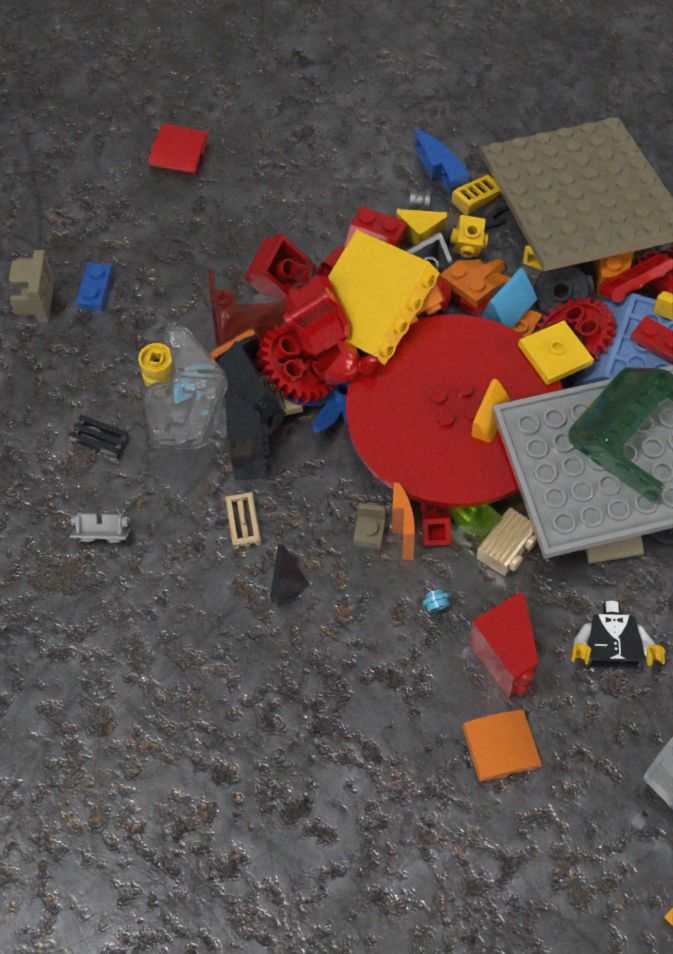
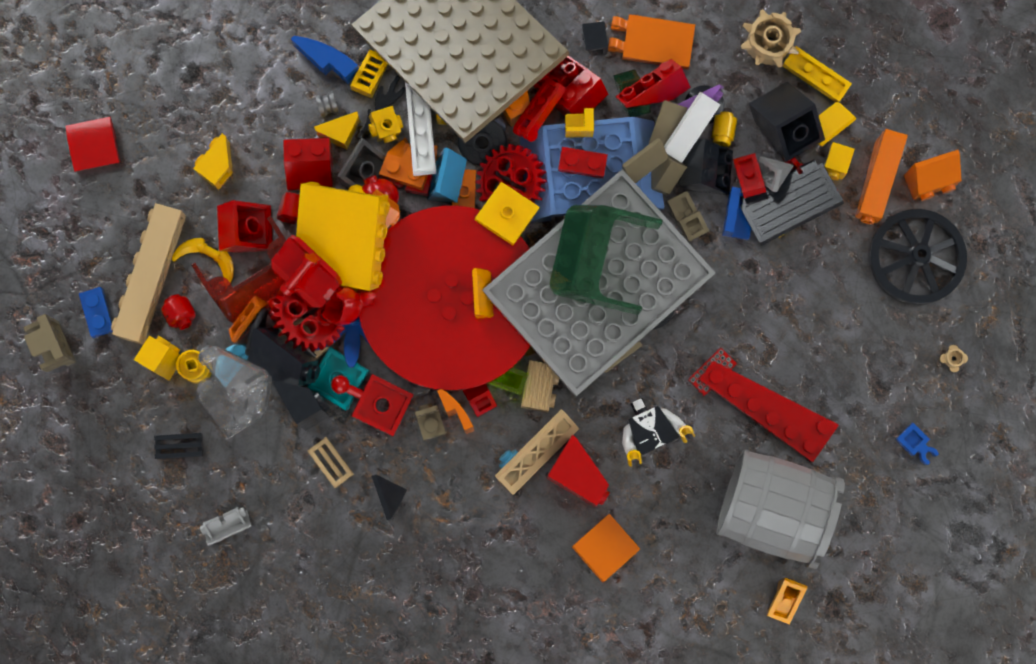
camera: 30 degrees left, 20 degrees up
(126, 334) = (158, 356): none -> yellow brick
(163, 273) = (149, 274): none -> tan brick
(171, 311) = (178, 312): none -> red head
(226, 270) = (198, 245): none -> yellow piece
(284, 206) = (216, 163): none -> yellow slope
(296, 444) = (332, 366): none -> teal plate
(327, 467) = (375, 389): none -> red plate
(468, 610) = (537, 452): none -> tan fence
(501, 255) = (420, 134): none -> white tile

